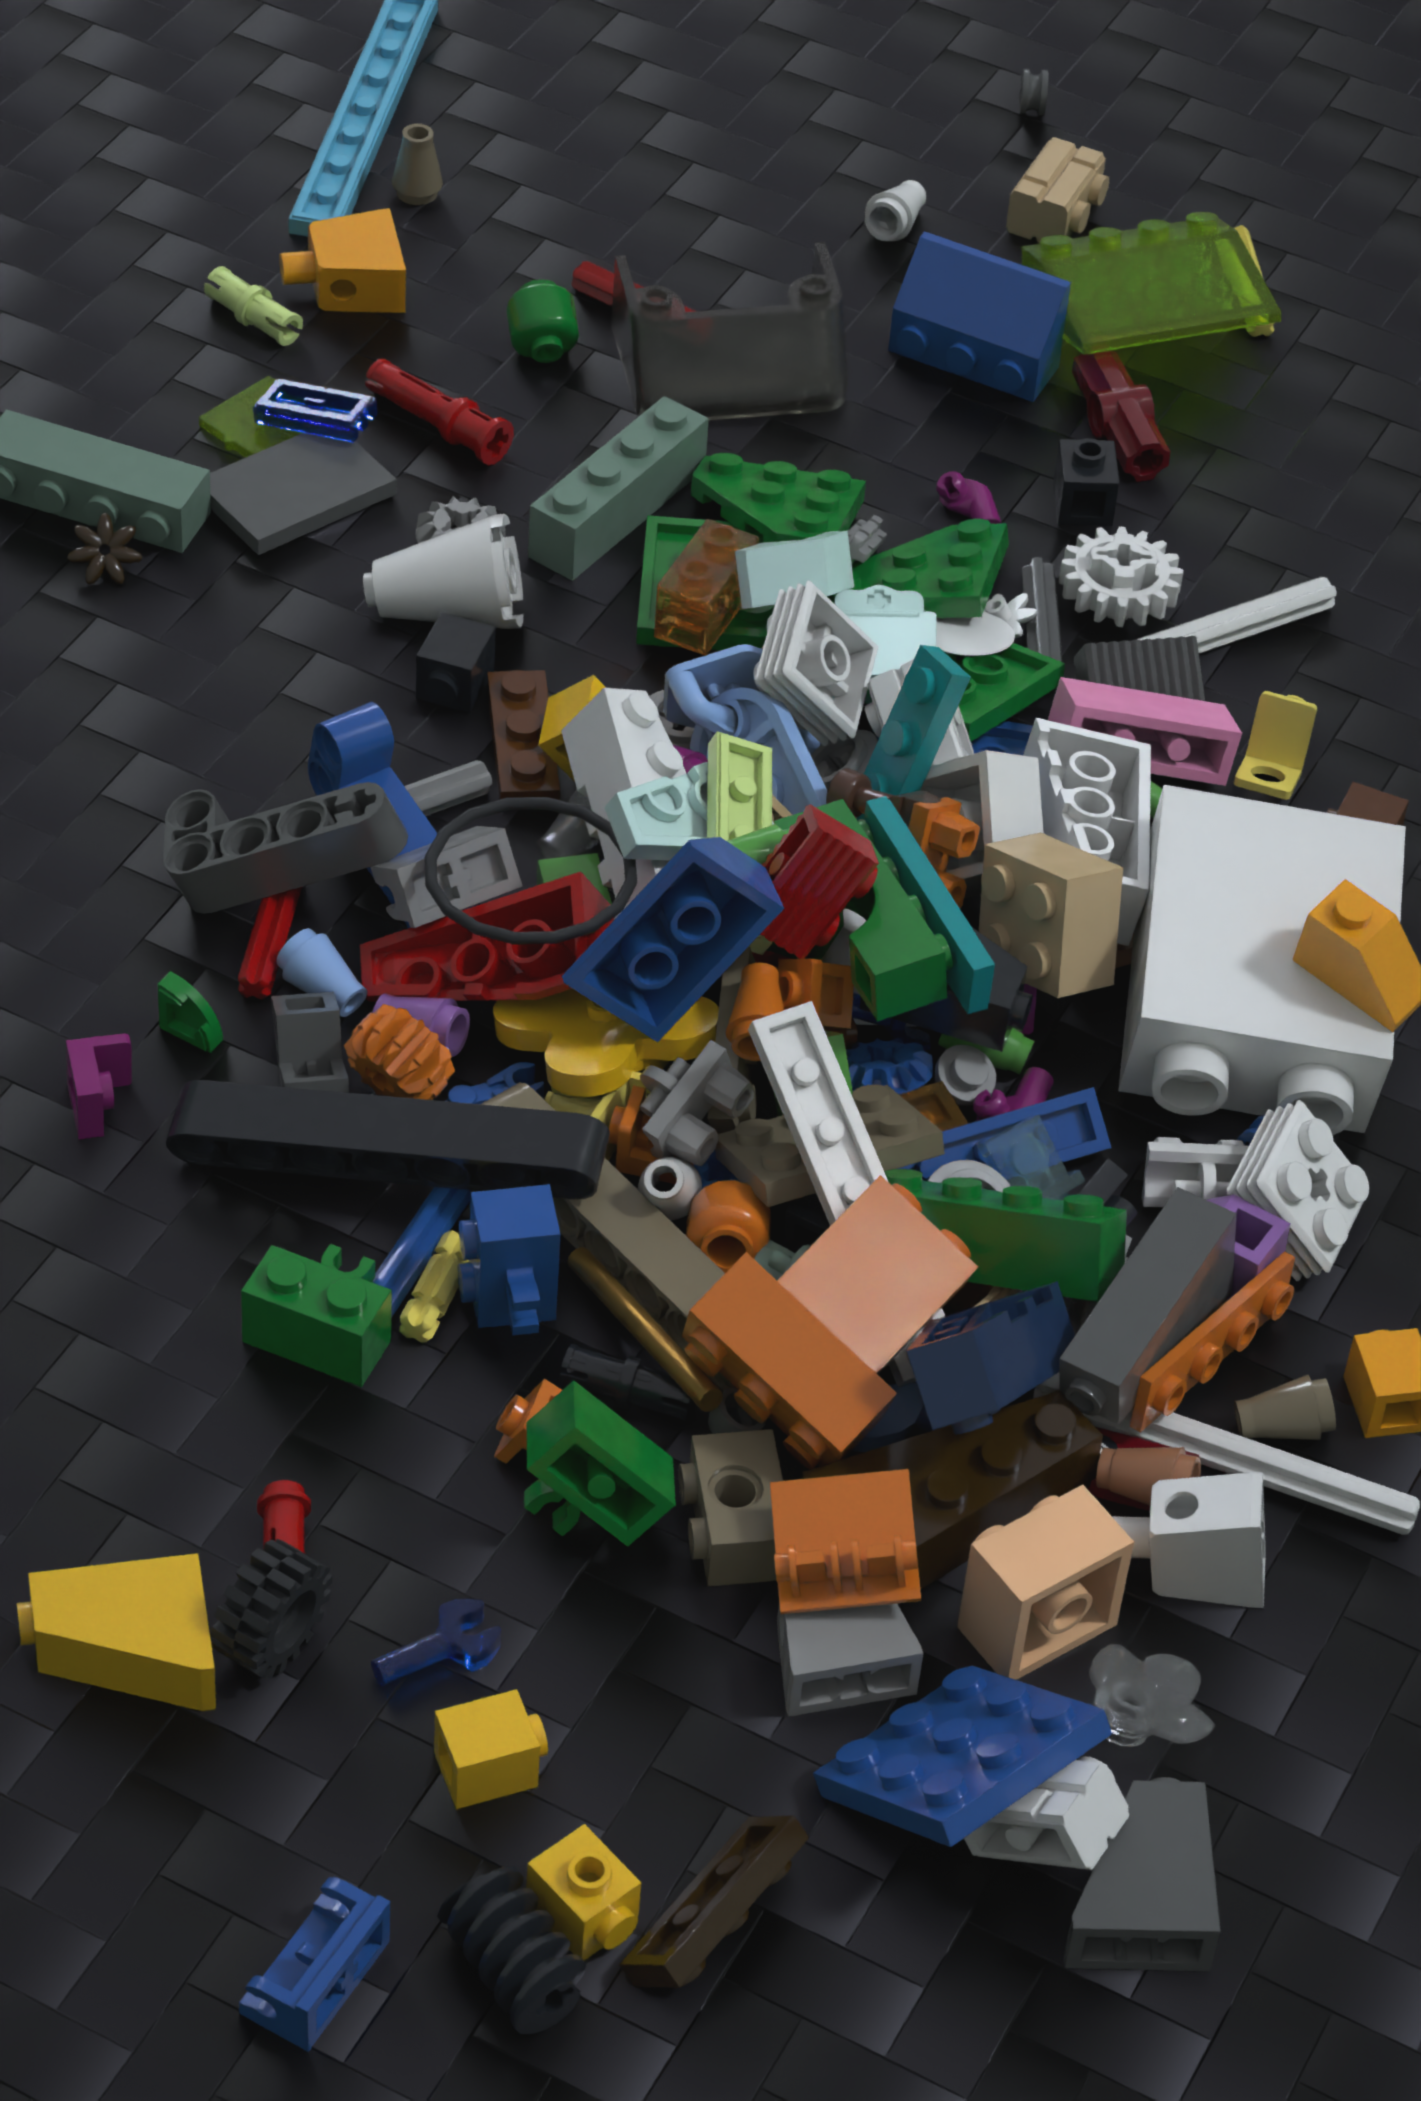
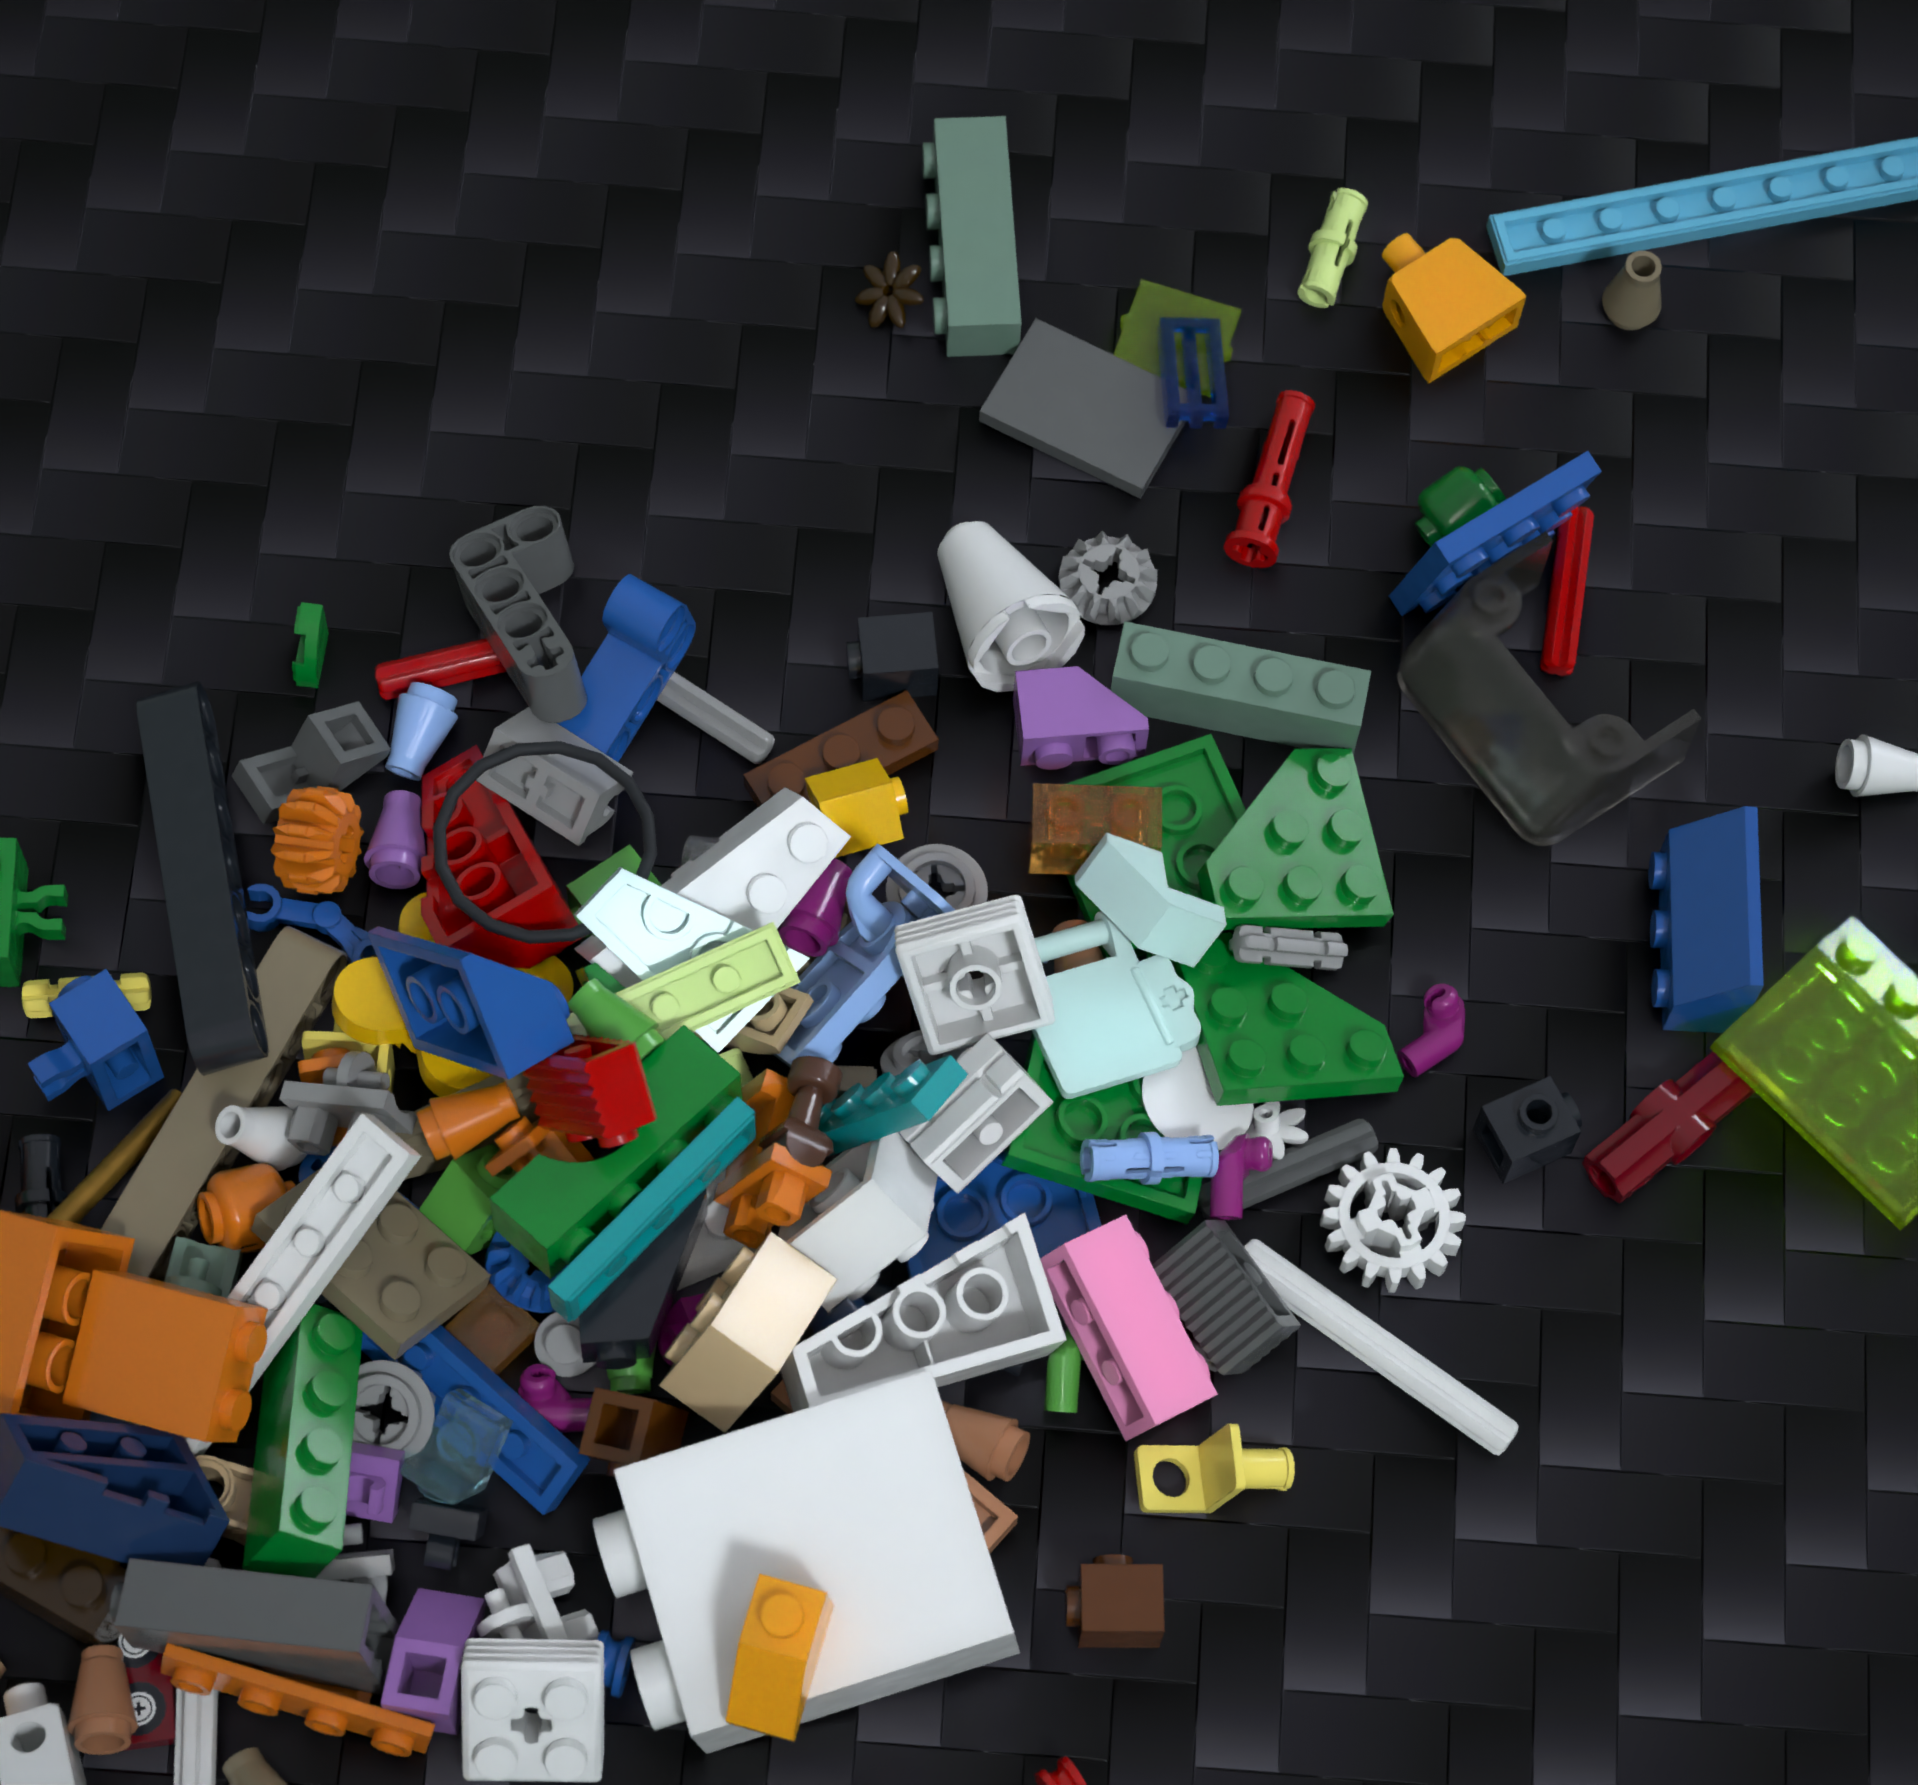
camera: 65 degrees right, 20 degrees up
(92, 1072) = (178, 604): magenta bracket -> none
(419, 1241) = (94, 955): blue axle -> none
(580, 587) = (1073, 718): none -> medium lavender slope
(602, 278) = (1495, 535): none -> blue plate
(1013, 655) = (1149, 1158): none -> light blue pin
(1031, 626) = (1234, 1166): none -> magenta arm
(1080, 1048) = (630, 1429): none -> reddish brown brick

